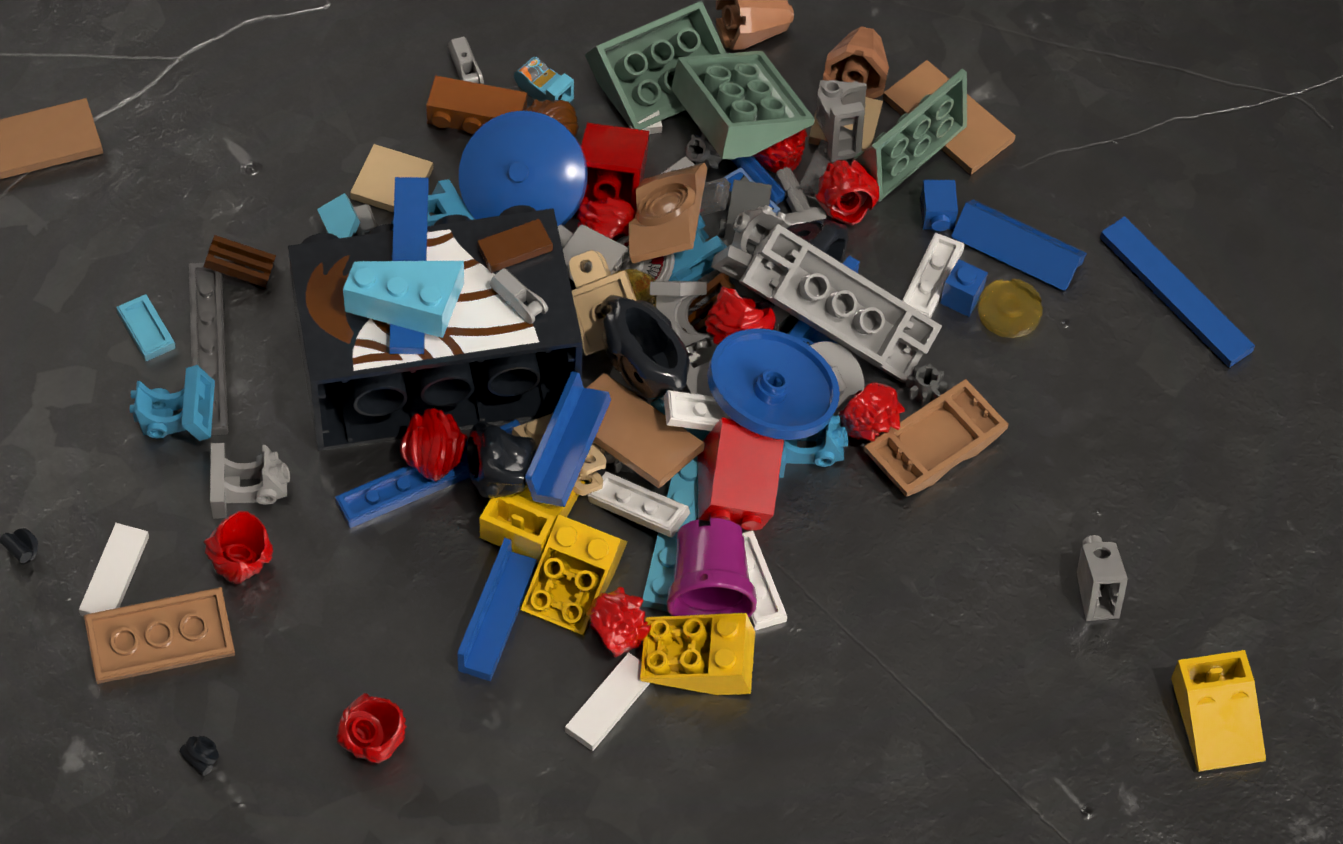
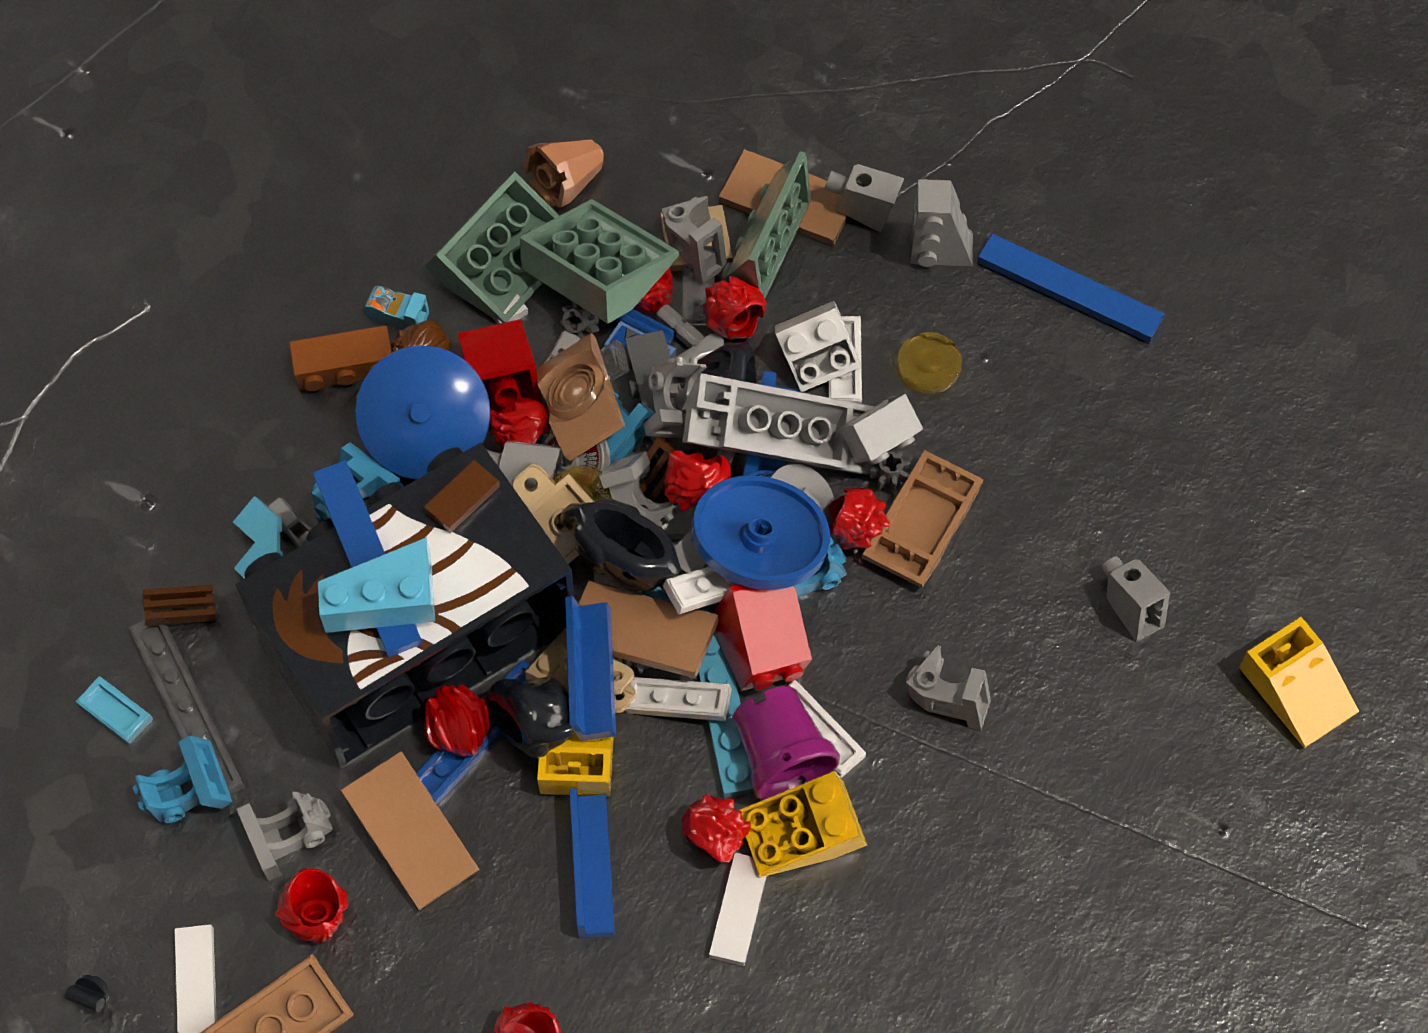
camera: 20 degrees left, 5 degrees up
(351, 521) = (410, 830): none -> medium nougat tile
(377, 177) = (289, 461): tan tile -> none
(464, 60) = (310, 315): light grey bar -> none
(516, 294) = (485, 546): light grey bar -> none
(572, 573) = (647, 795): yellow slope -> none
(859, 59) = (685, 175): nougat cone -> none
(886, 598) = (961, 700): none -> light grey tile
(909, 253) = (817, 346): none -> white slope
(929, 341) = (881, 429): none -> brick
(939, 204) = (820, 285): blue brick -> none
(963, 288) = (881, 360): blue brick -> none
(1017, 137) = (865, 194): none -> light grey torso
(1018, 244) = (909, 298): blue panel -> none
(1072, 190) = (938, 227): none -> light grey wedge

